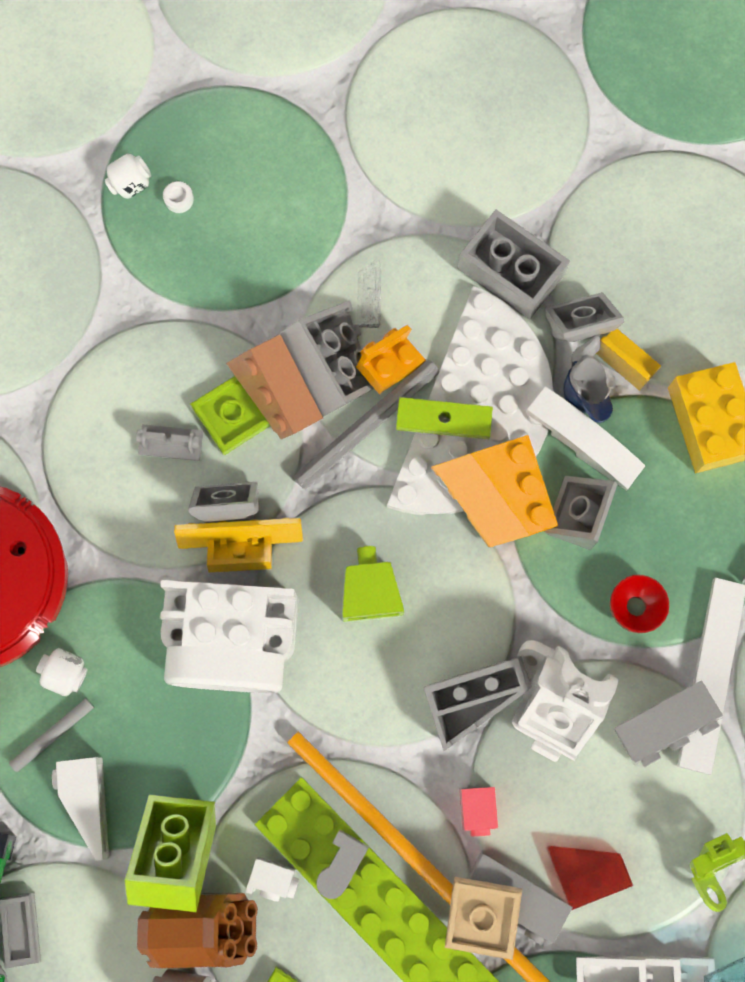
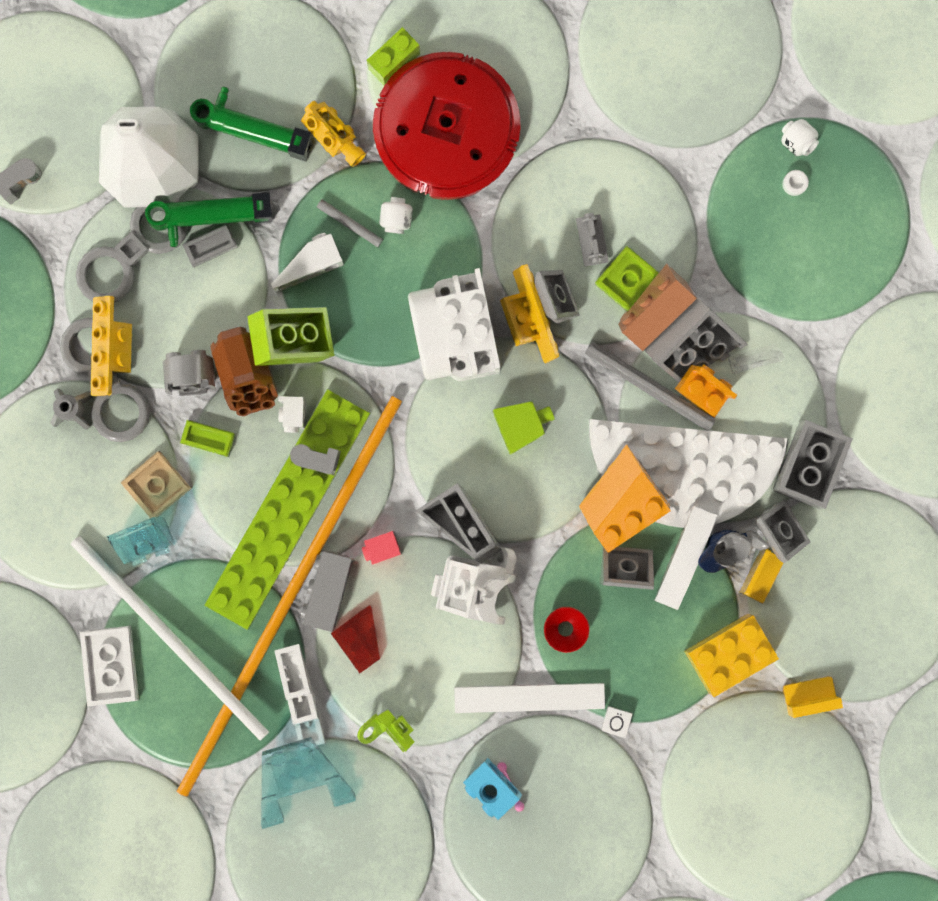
camera: 75 degrees right, 10 degrees up
(424, 416) = (670, 460): lime tile -> none
(483, 918) = (307, 569): tan tile -> none
(669, 724) = (481, 672): light grey brick -> none

